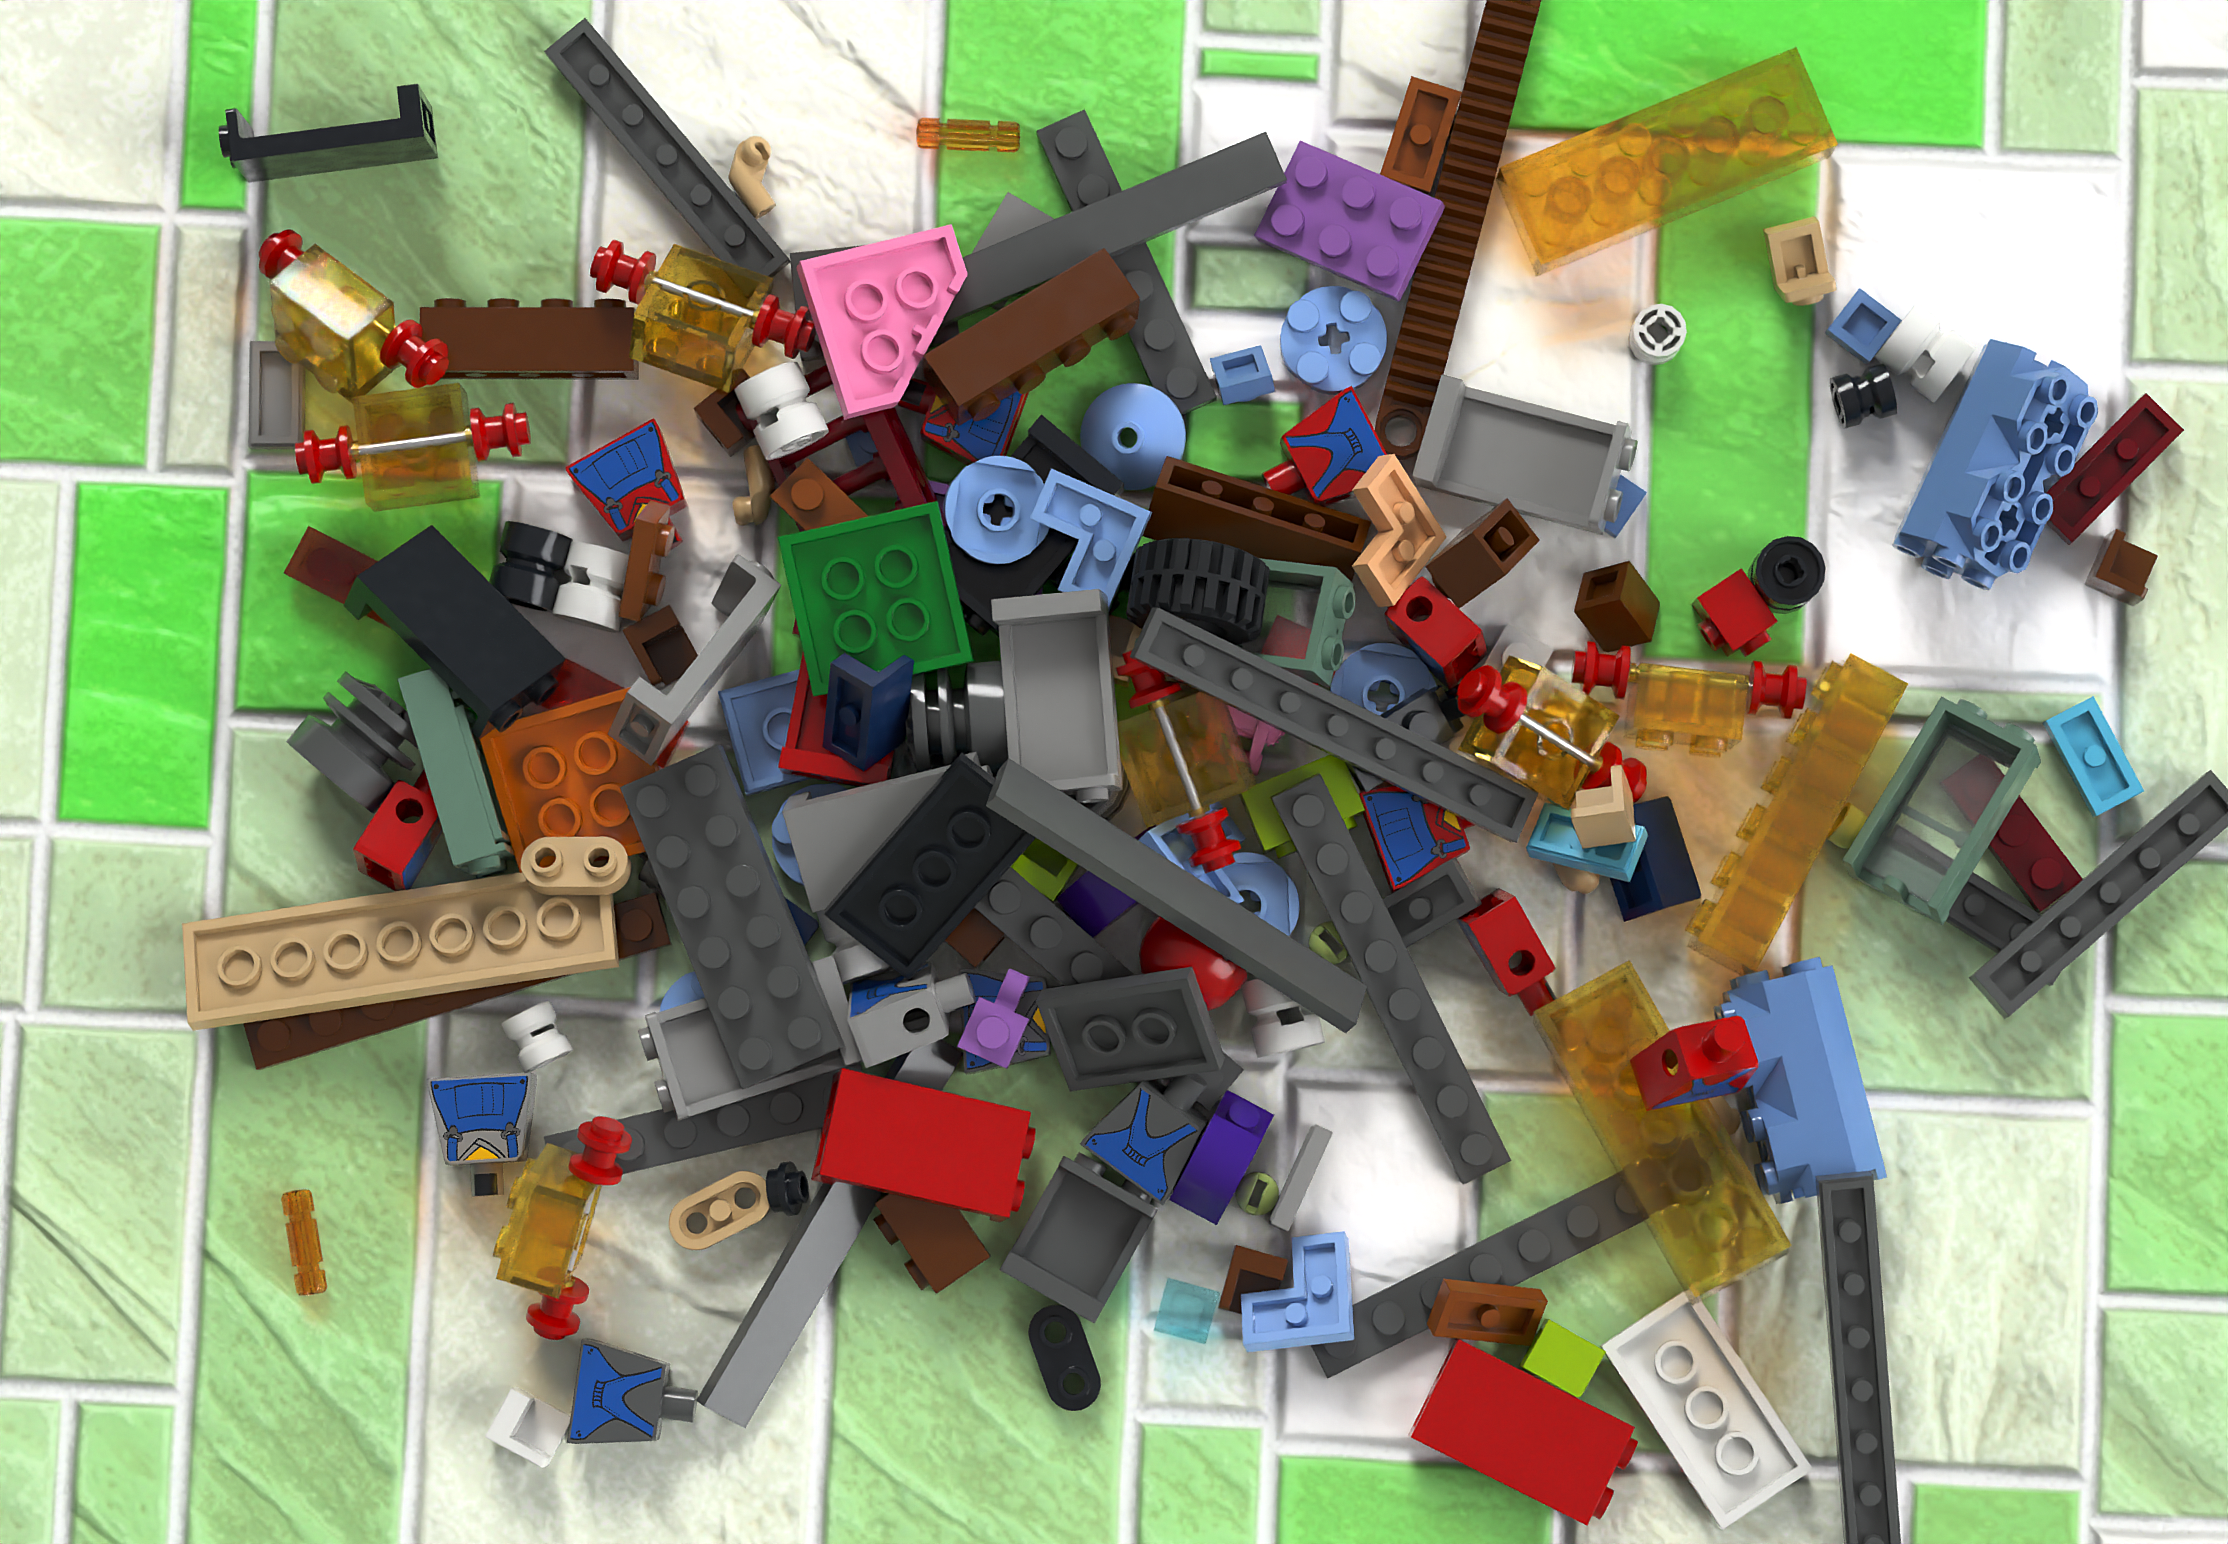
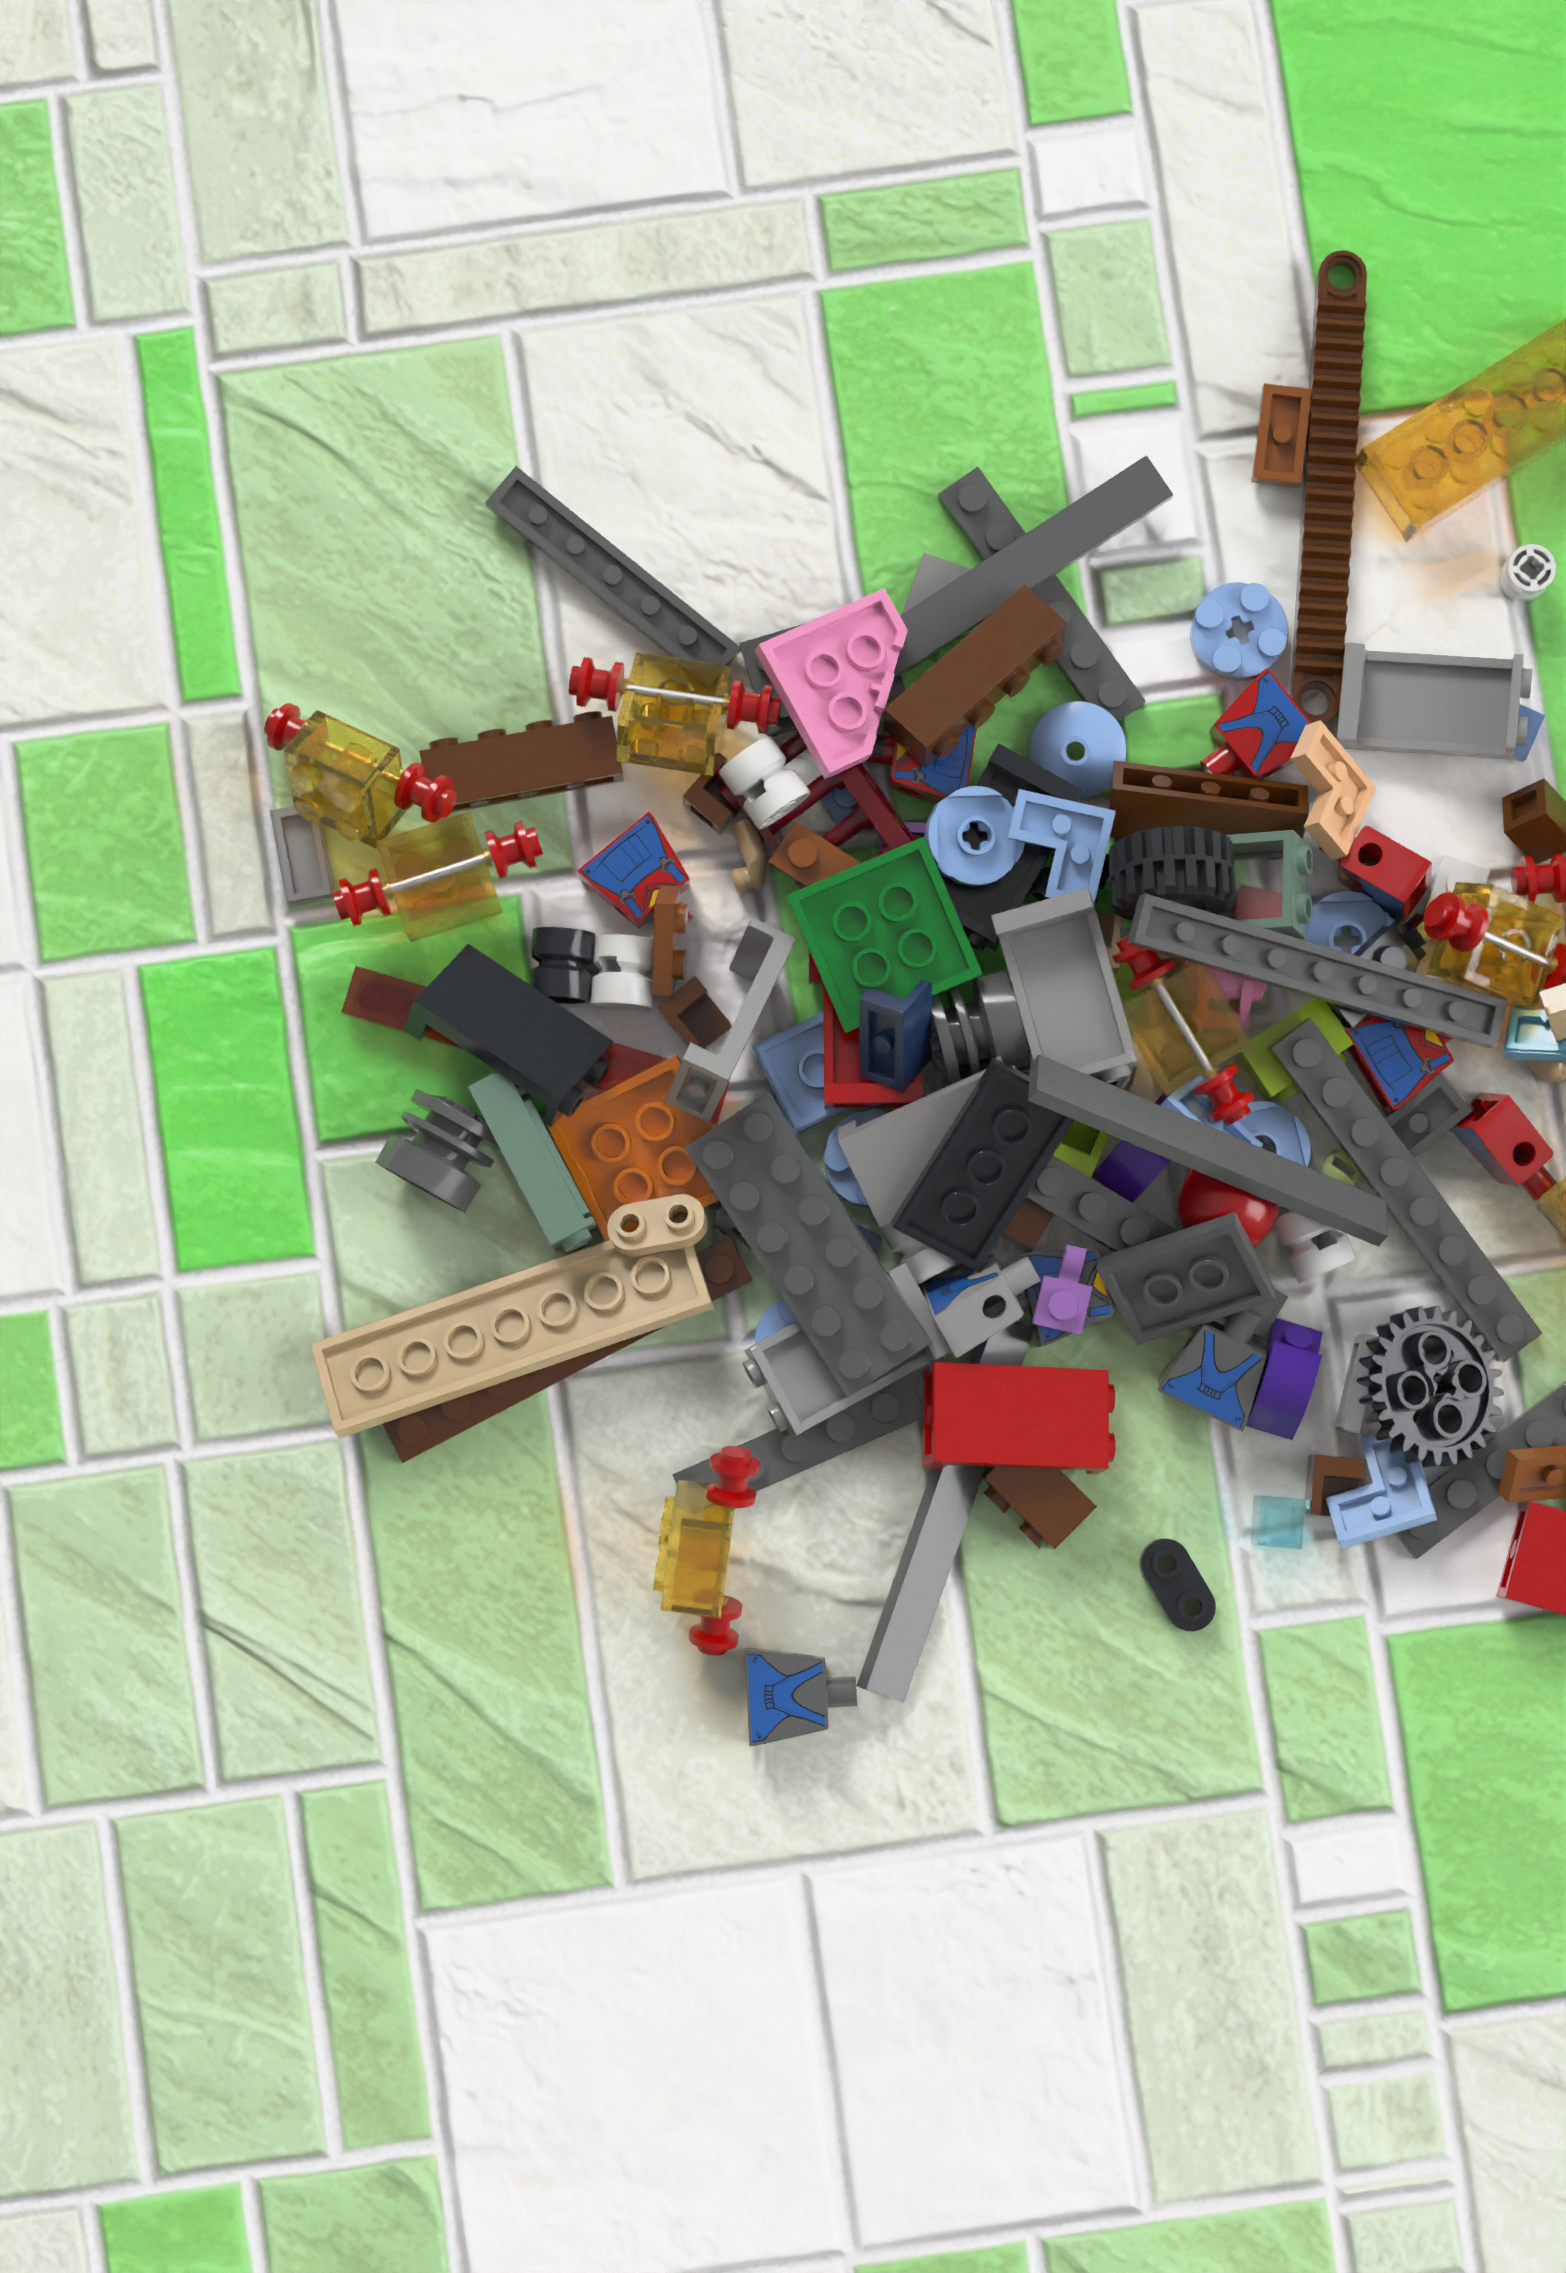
camera: 15 degrees left, 0 degrees up
(304, 1242) = (474, 1610): clear orange axle -> none
(333, 148) = (311, 622): black panel -> none
(398, 850) = (492, 1239): red torso -> none
(484, 1124) = (617, 1473): torso -> none
(529, 1427) = (710, 1738): white panel -> none
(540, 1049) = (655, 1396): white wheel -> none
(720, 1208) = (844, 1511): tan plate -> none
(747, 175) = (687, 578): tan arm -> none
(786, 1189) = (900, 1480): black plate -> none
(968, 135) = (878, 508): clear orange axle -> none
(1080, 1236) = (1171, 1473): dark grey panel -> none
(1242, 375) = (1165, 677): medium blue plate -> none
(1268, 1198) = (1332, 1407): yellowish green hinge -> none
(1350, 221) = (1235, 522): medium lavender plate -> none
(1404, 1228) = (1430, 1386): none -> black gear
(1482, 554) = (1414, 796): reddish brown brick -> none

